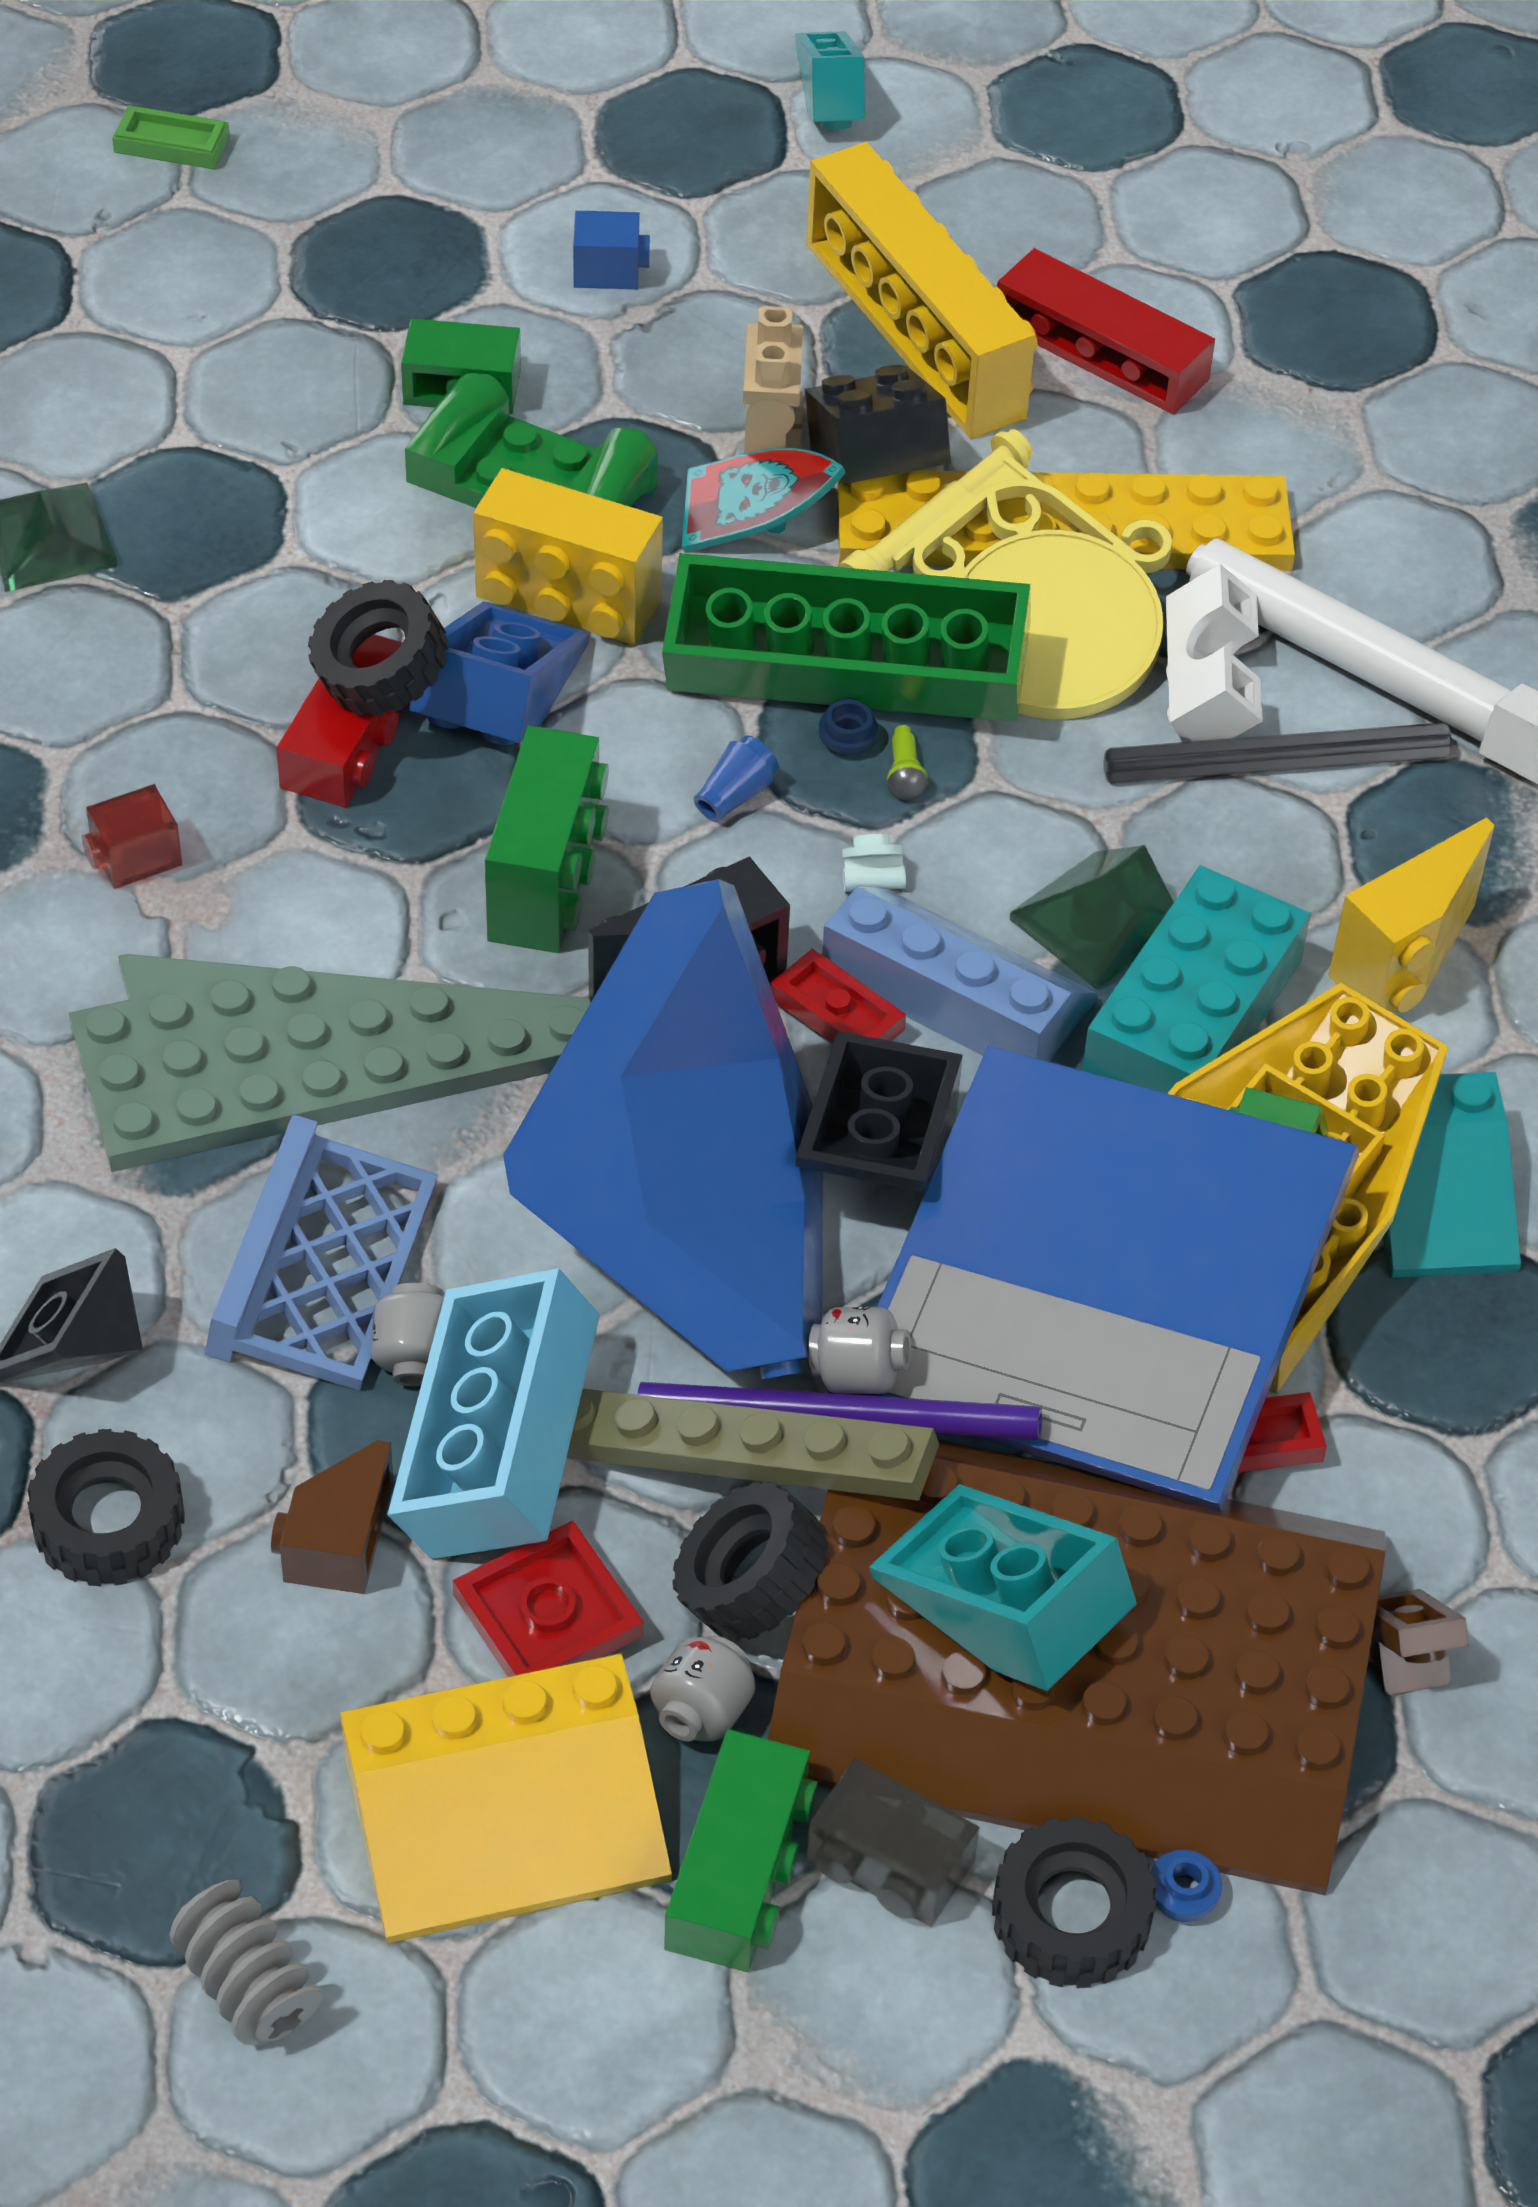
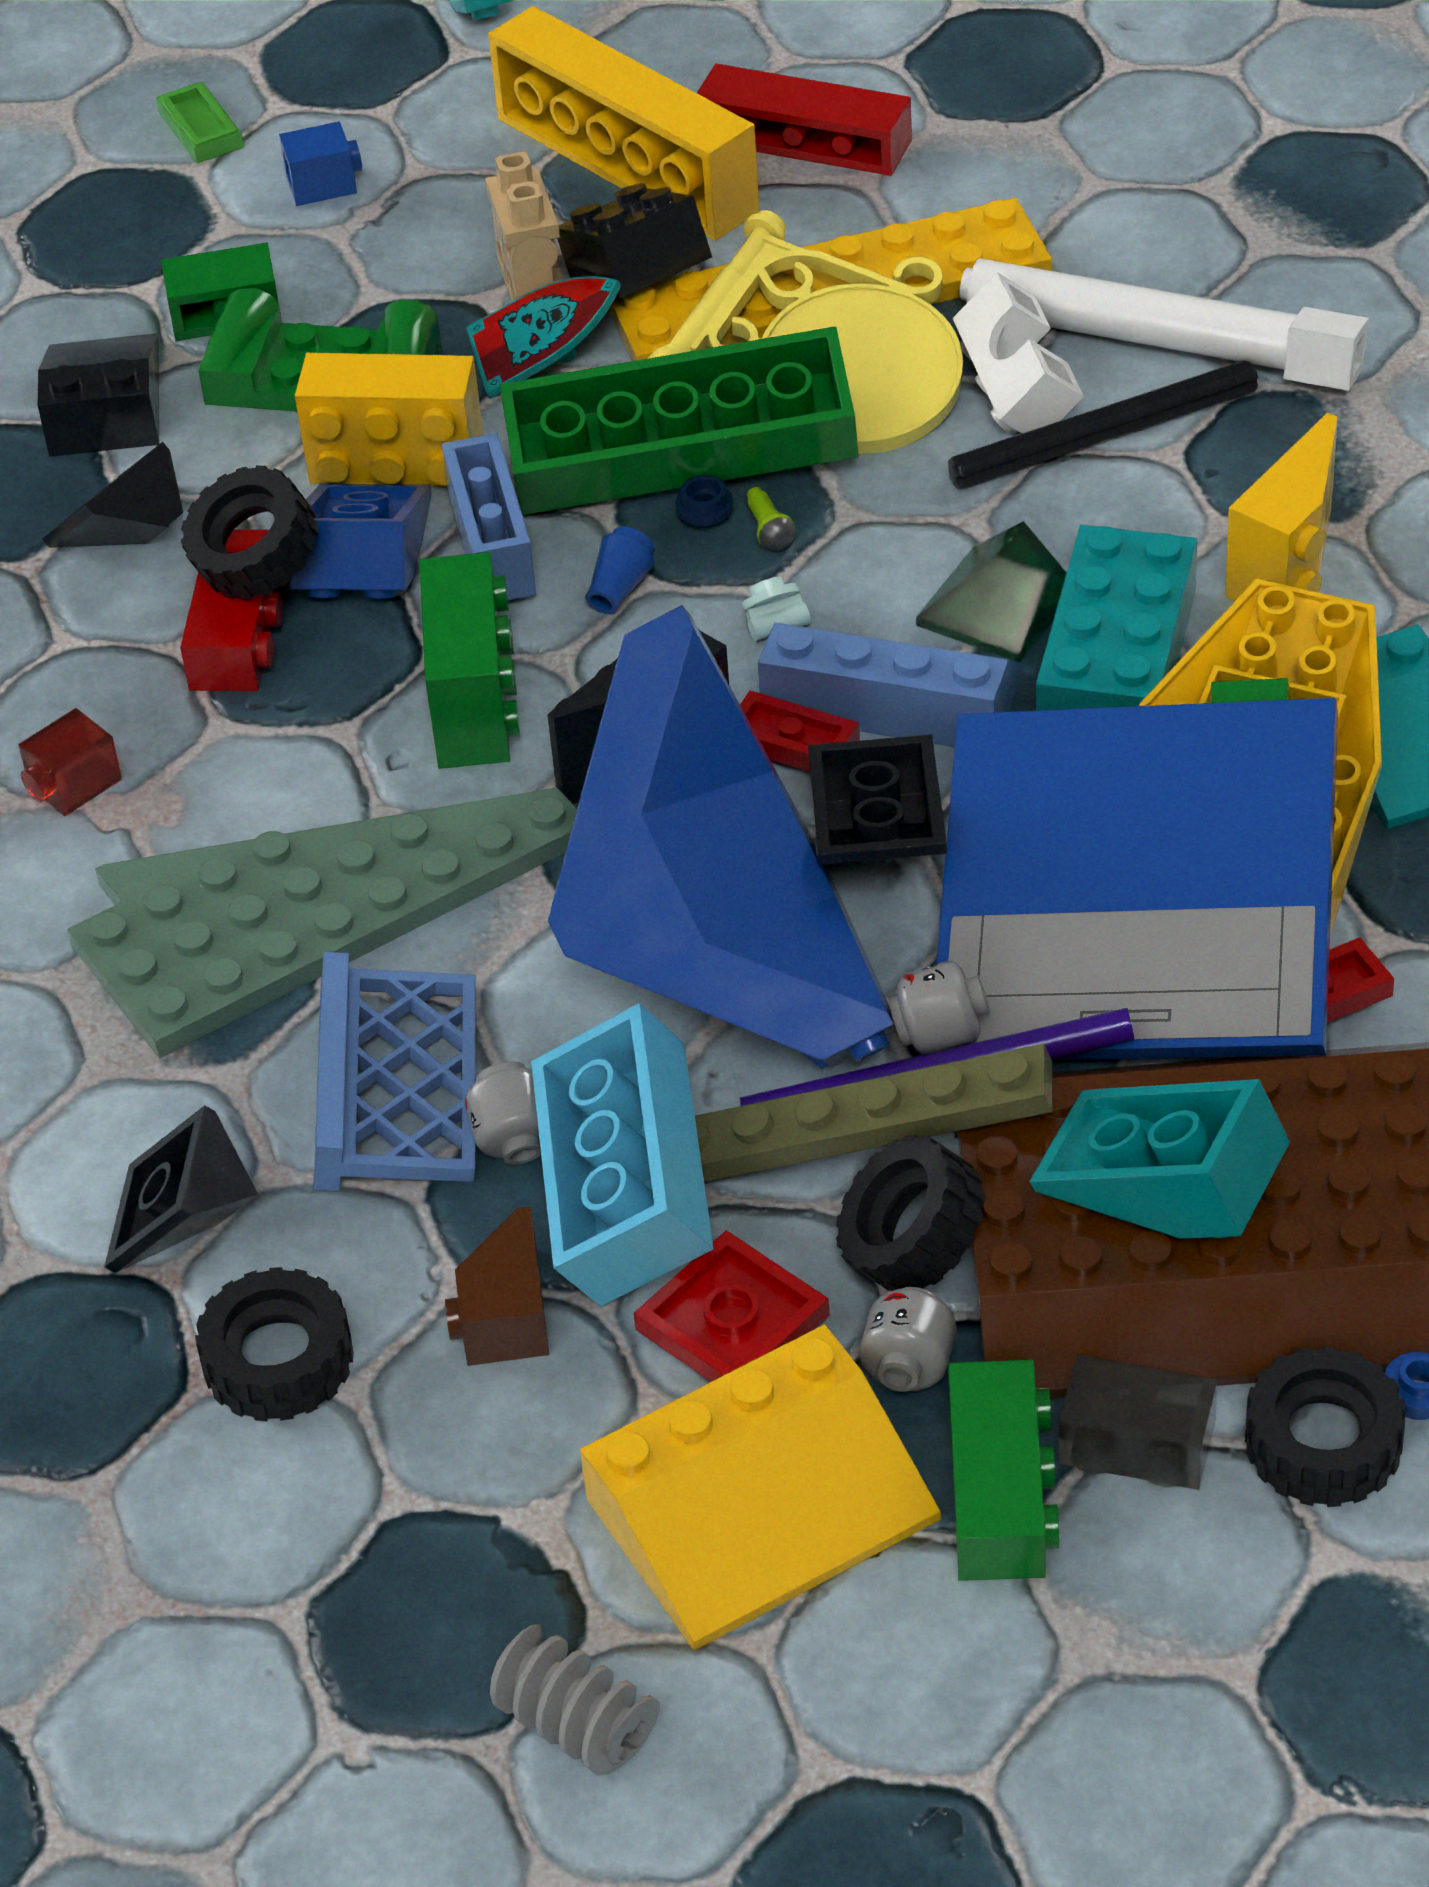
camera: 10 degrees left, 5 degrees down
(286, 578) = (128, 509): none -> black slope
(306, 443) = (100, 394): none -> black slope
(511, 170) = (199, 122): none -> bright green tile
(626, 687) = (489, 510): none -> medium blue brick

